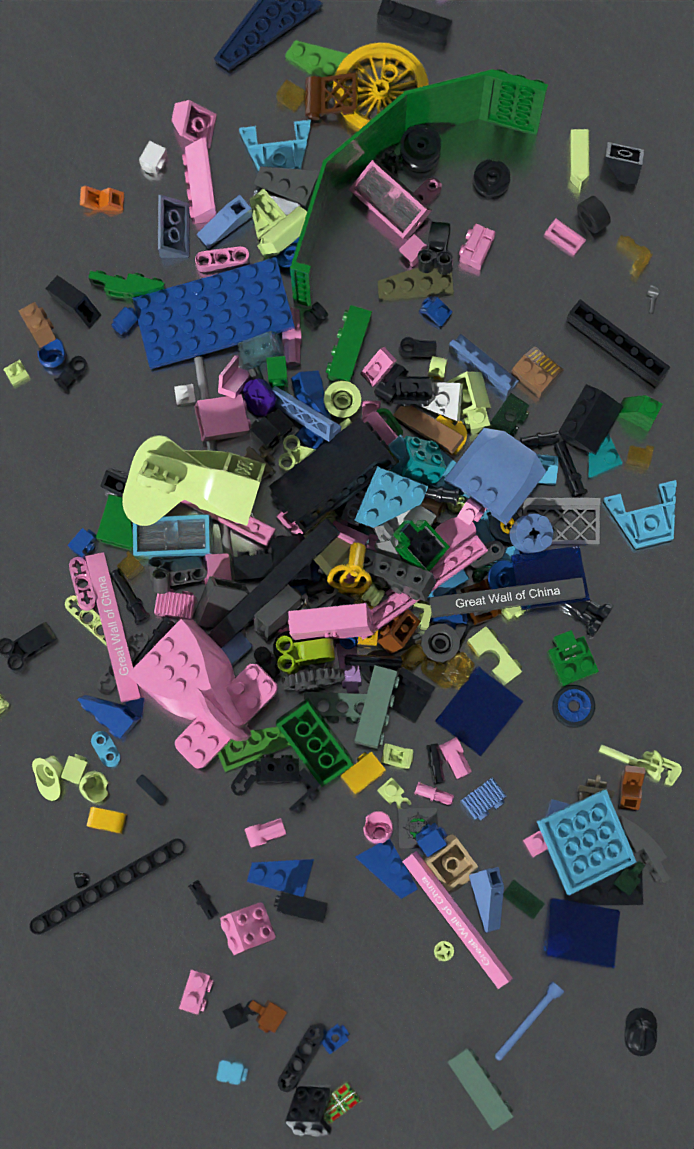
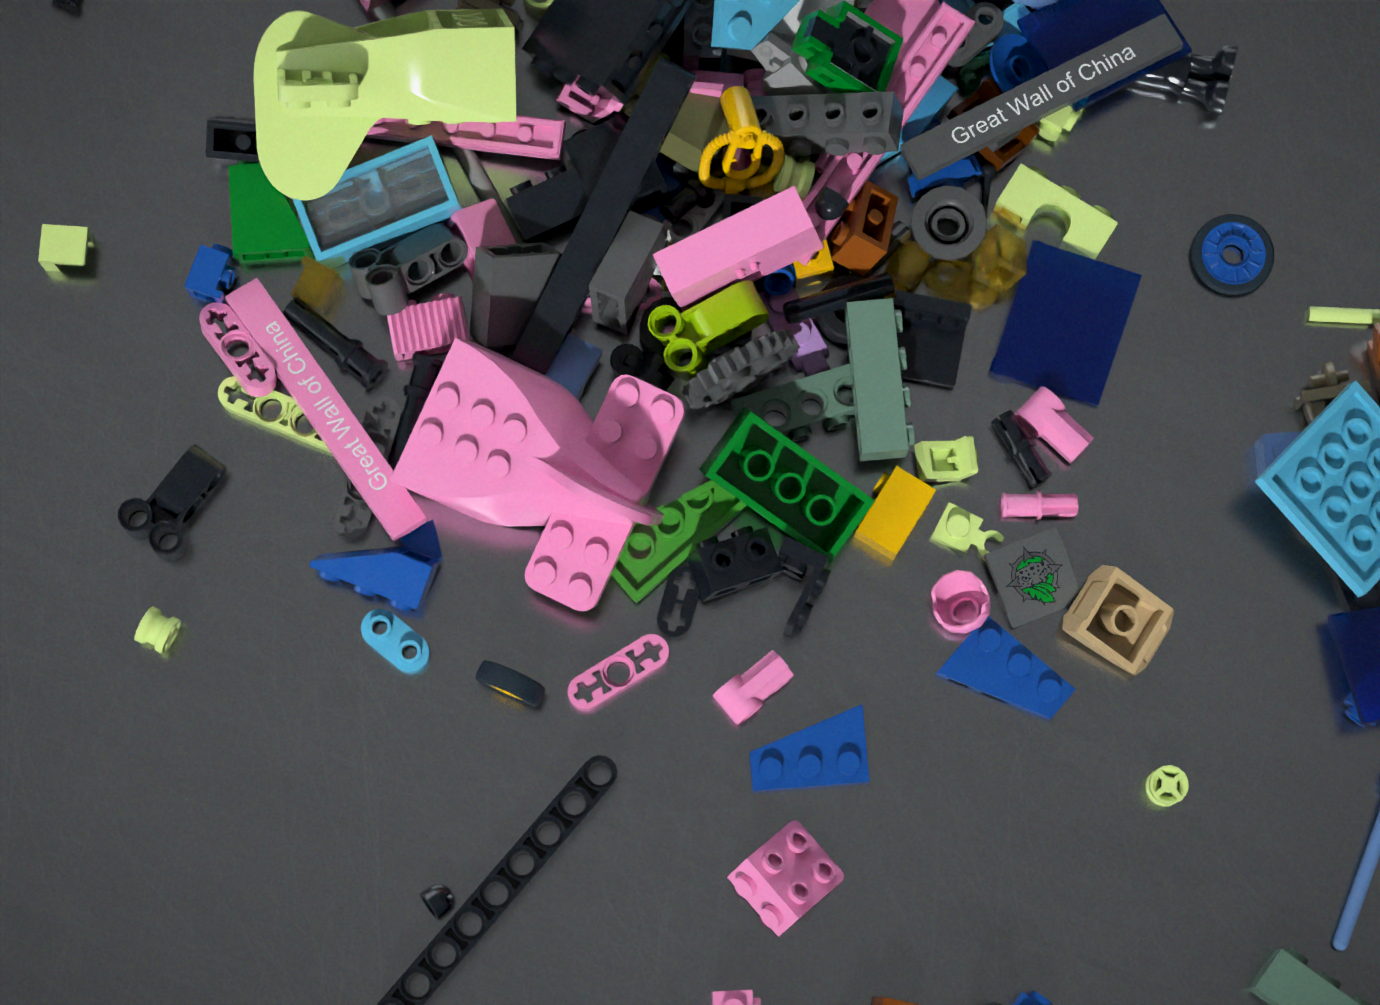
camera: 25 degrees left, 0 degrees up
(18, 505) = (63, 246): none -> yellowish green panel
(48, 775) = (305, 730): yellowish green piece -> none
(75, 769) = (352, 698): yellowish green brick -> none
(94, 786) = (399, 717): yellowish green hair -> none
(106, 820) = (446, 771): yellow beam -> none
(188, 799) = (620, 656): none -> bright pink beam
(203, 899) = (684, 854): black pin -> none
(301, 907) = (875, 799): black window -> none
(383, 615) = (830, 204): none -> black hinge
(423, 617) = (902, 186): yellowish green bracket -> none
(431, 838) = (1069, 586): blue brick -> none
(457, 920) = (1171, 719): bright pink tile -> none
(483, 799) = (1134, 481): medium blue brick -> none
(489, 896) = (1211, 650): medium blue slope -> none
(523, 899) = (1276, 638): clear green plate -> none
(535, 844) = (1261, 528): bright pink plate -> none
(571, 659) = (1197, 170): green piece -> none

